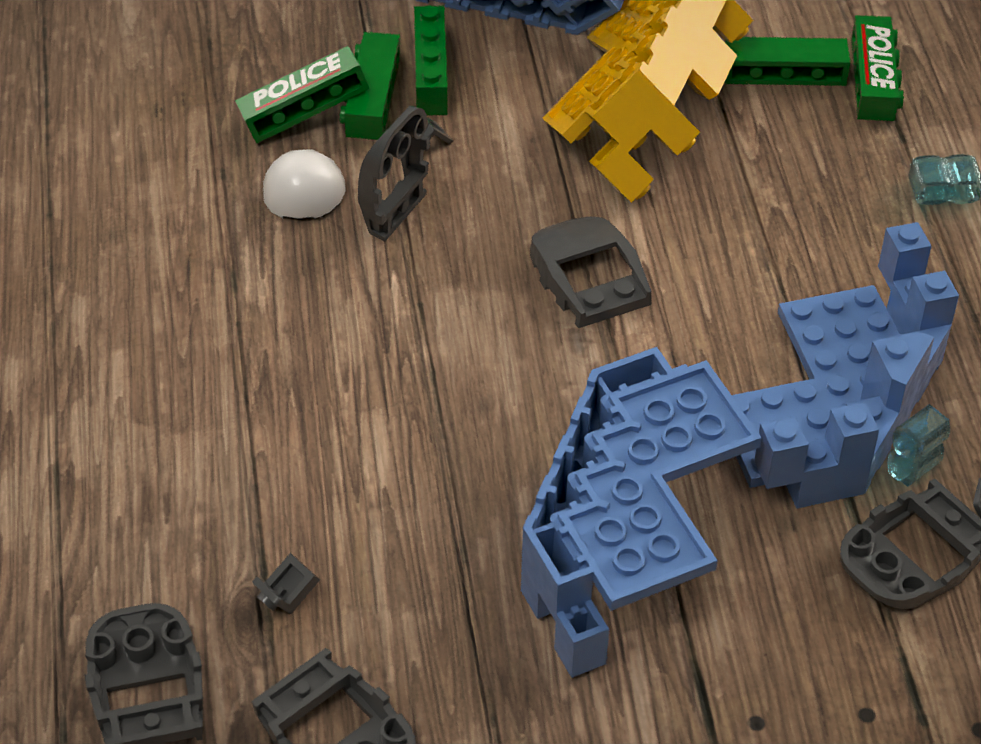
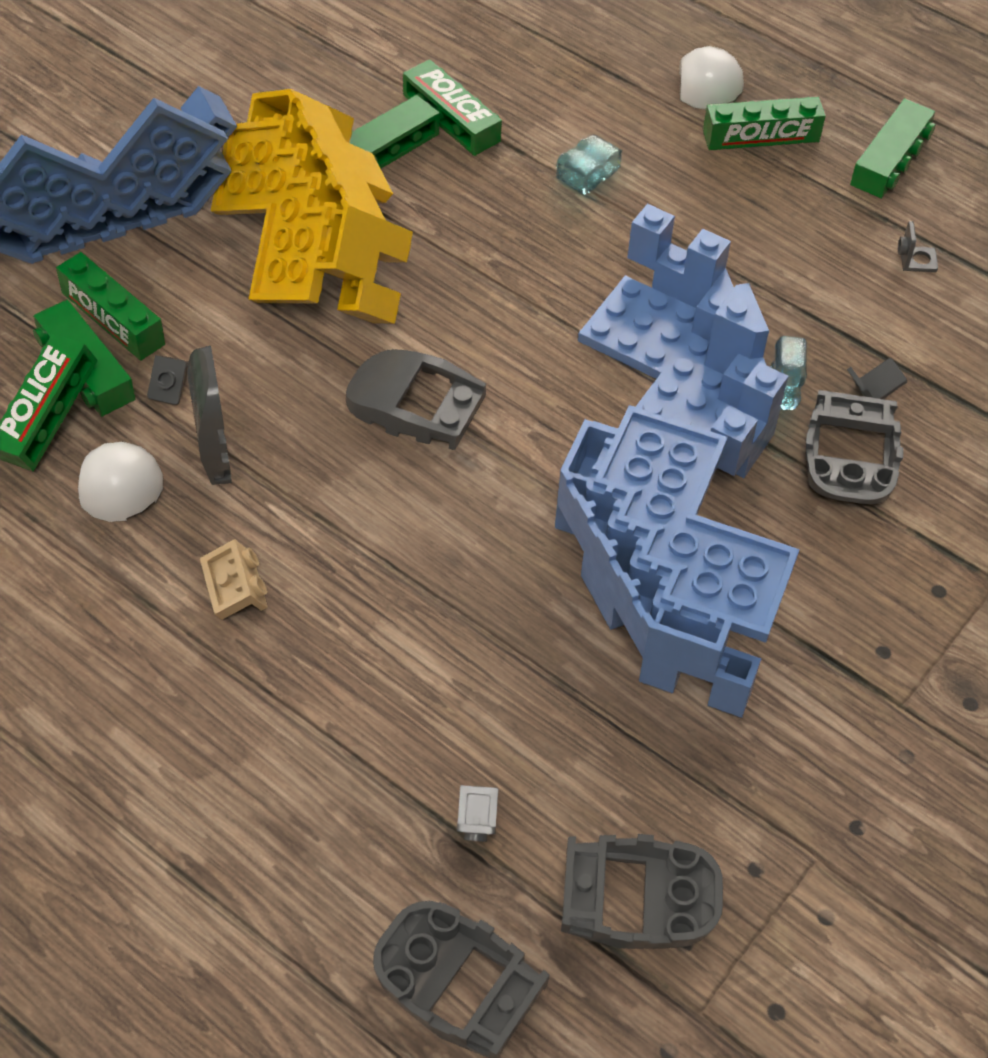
camera: 45 degrees left, 5 degrees up
(305, 305) = (233, 579): none -> tan bracket

